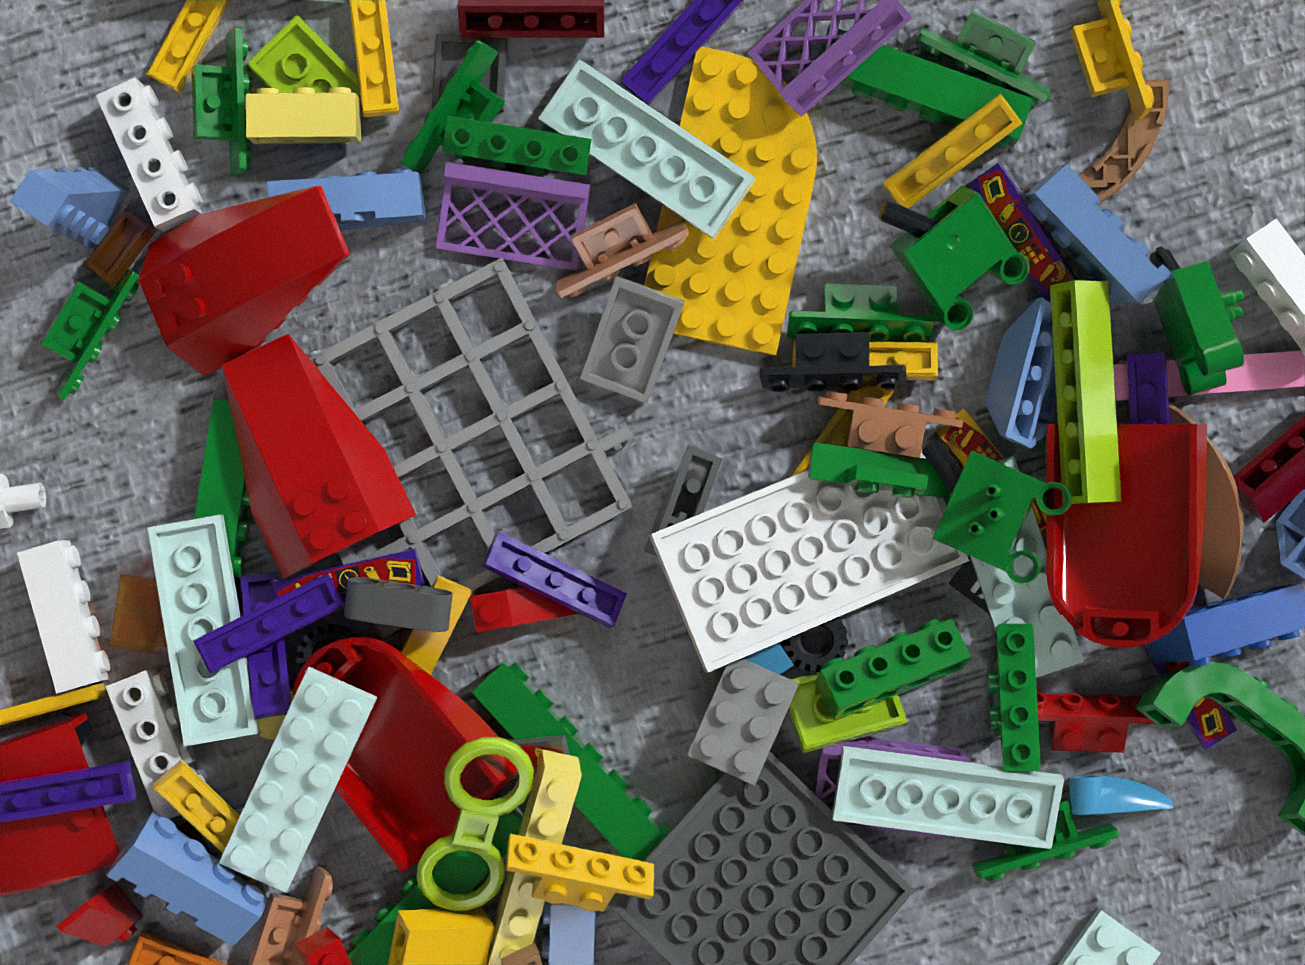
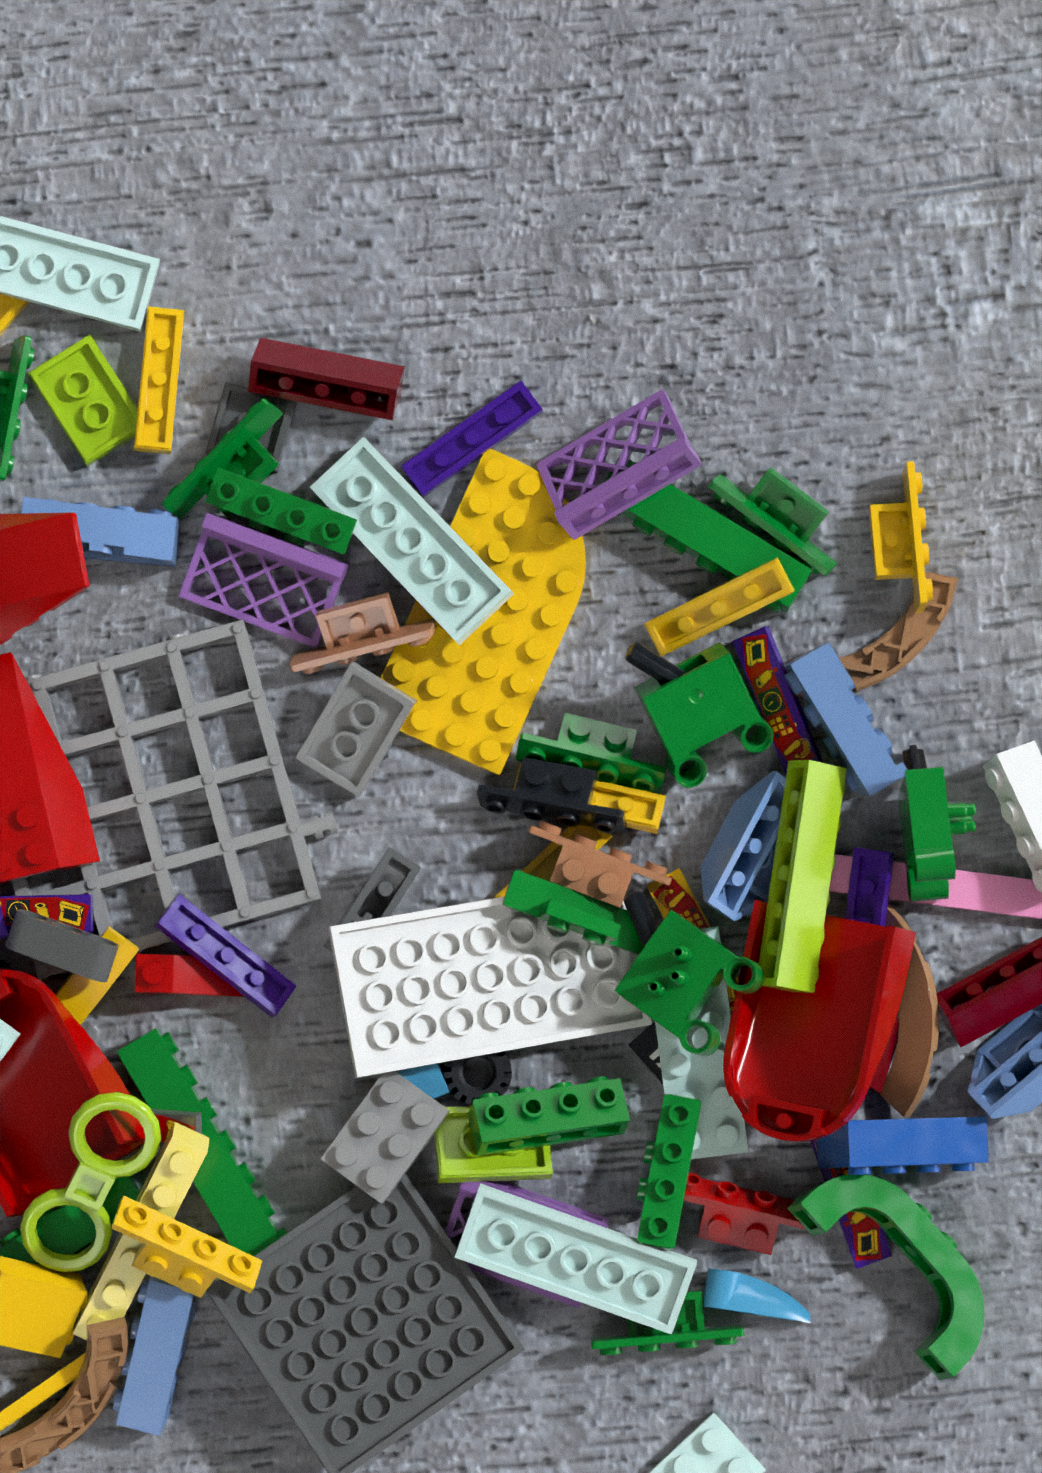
camera: 15 degrees right, 5 degrees down
(303, 116) = (74, 438): light yellow brick -> none

